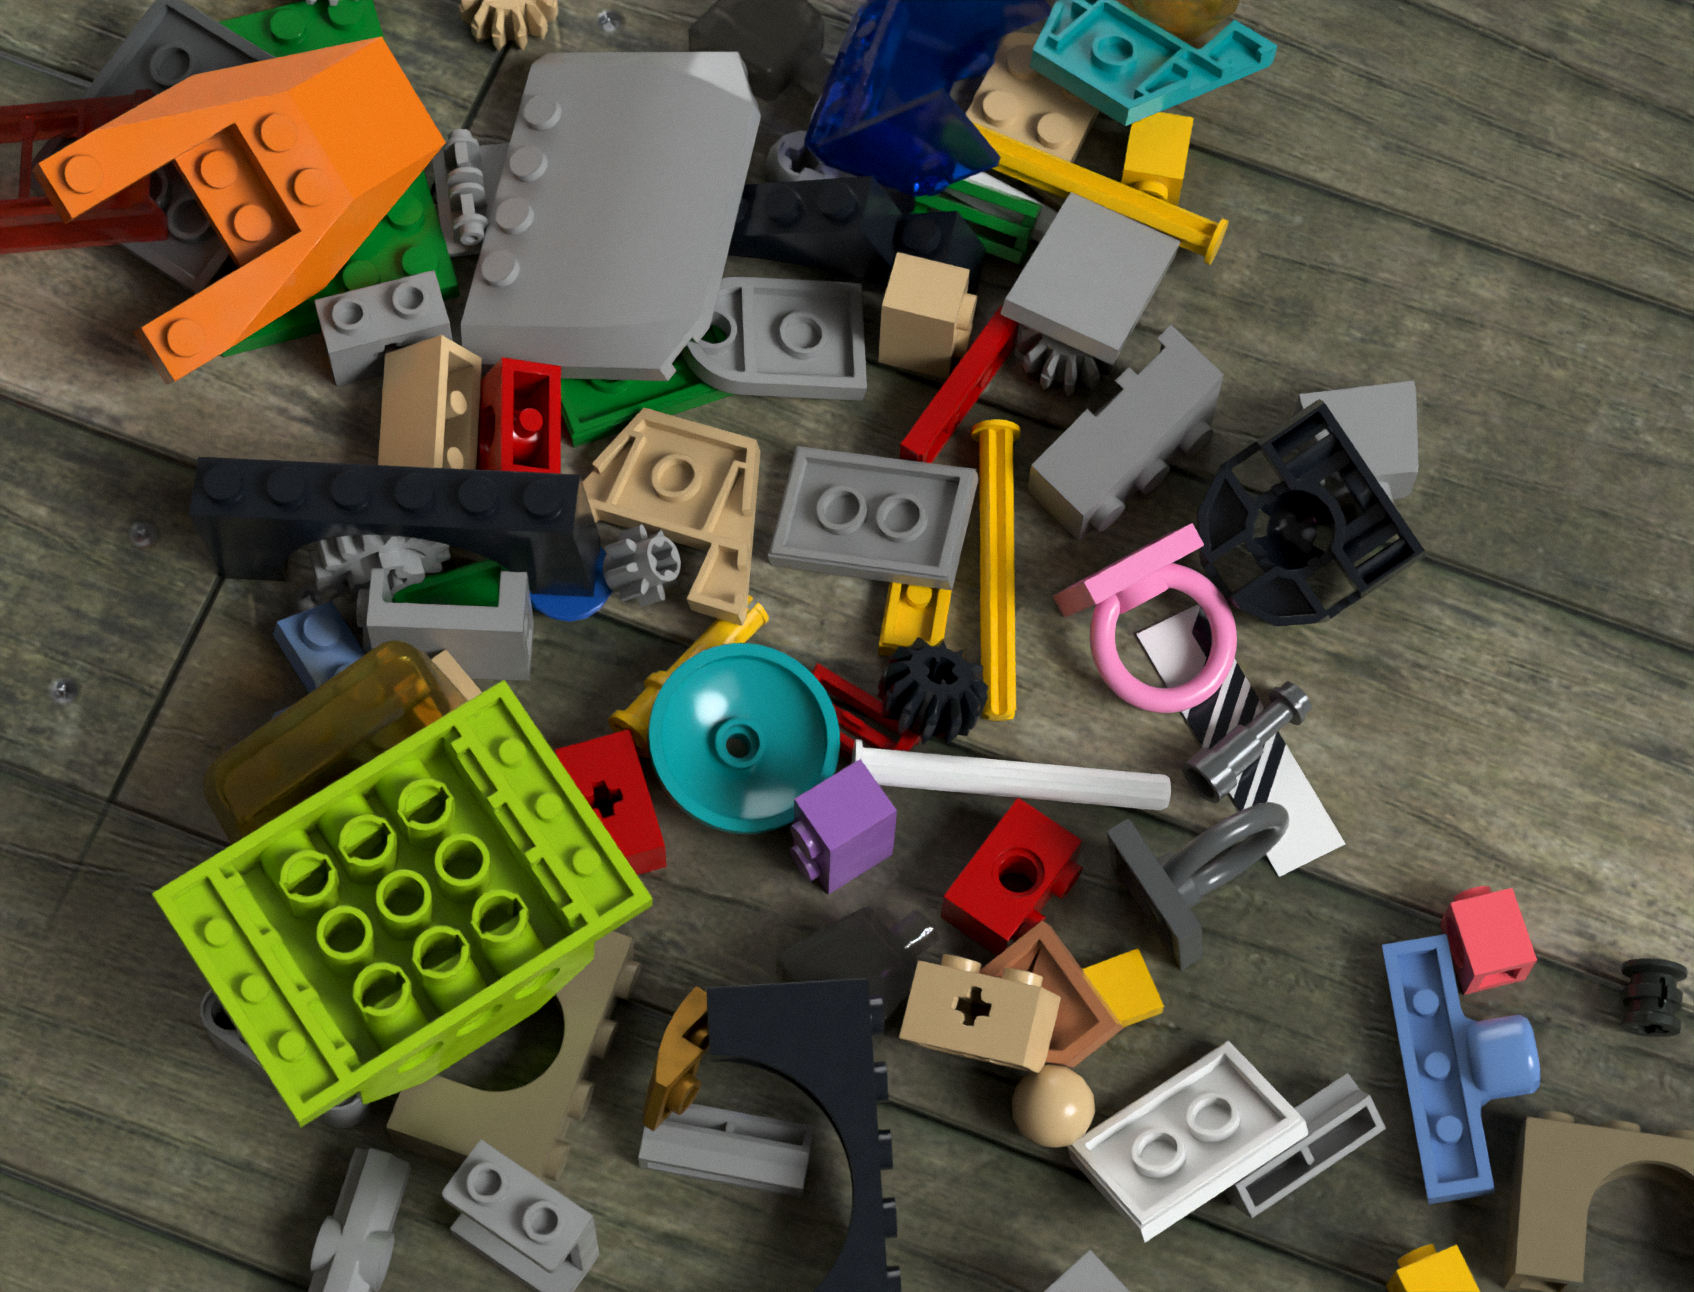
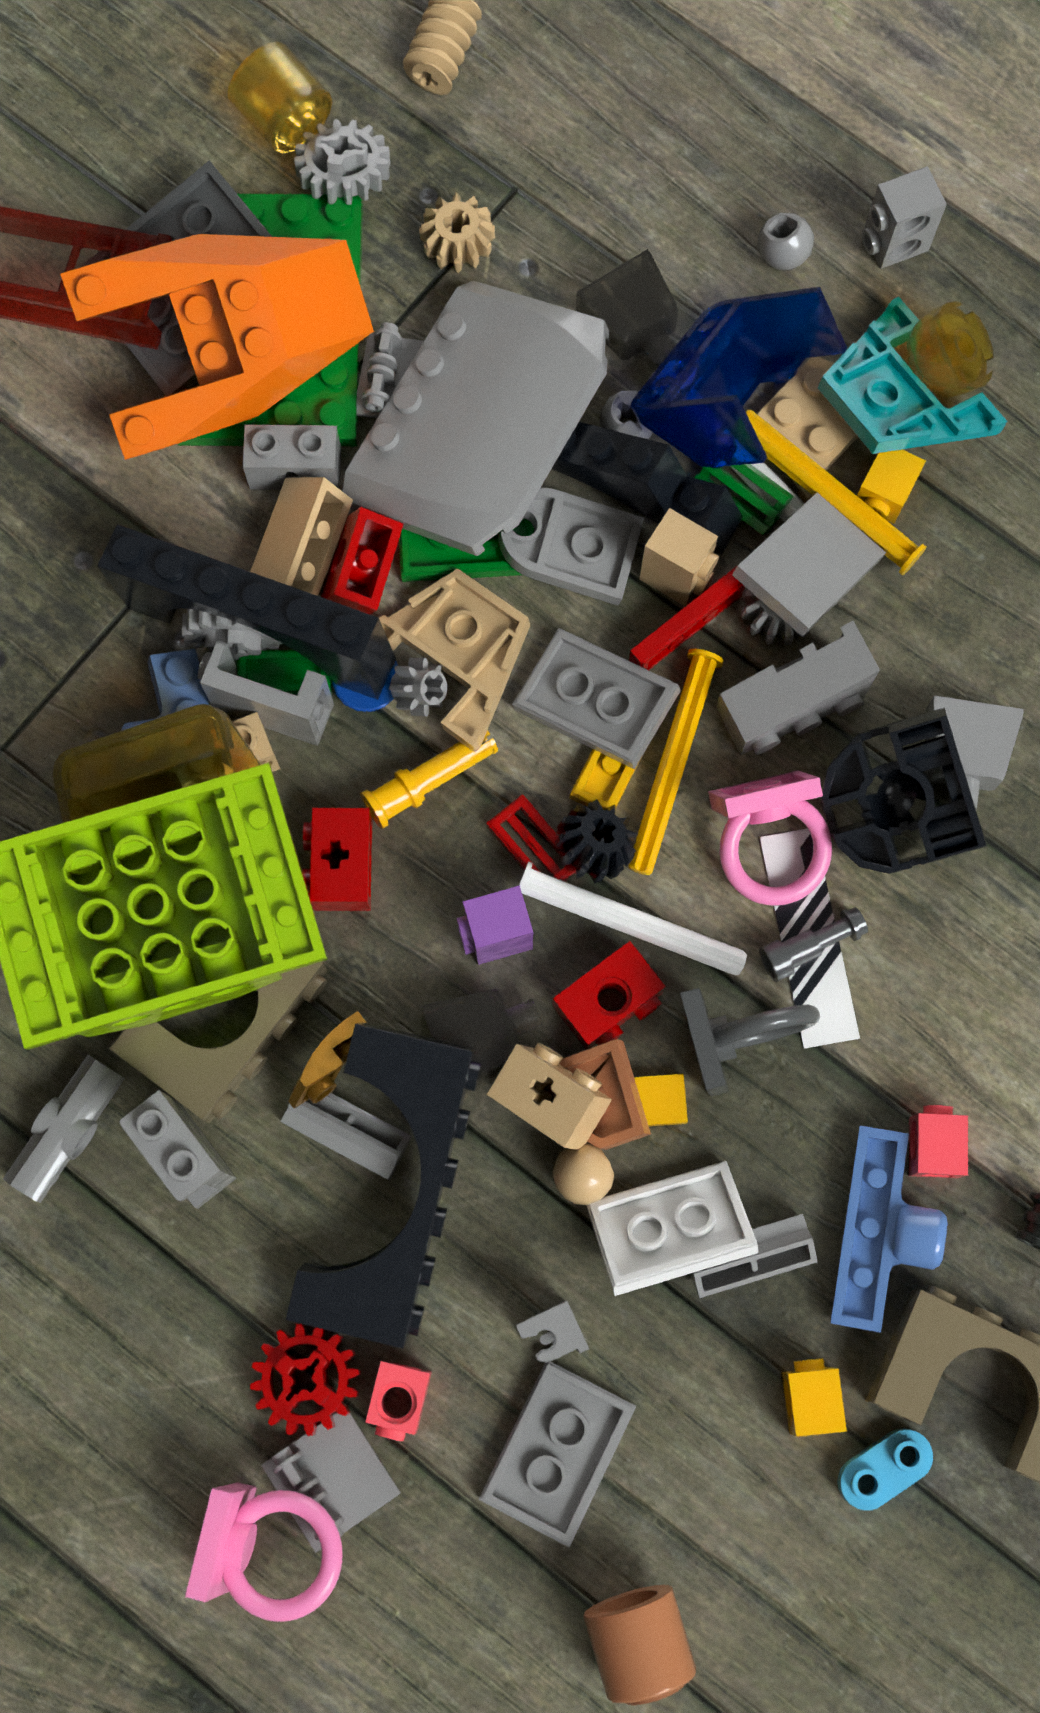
camera: 20 degrees right, 10 degrees up
(749, 697) = (482, 829): teal dish -> none

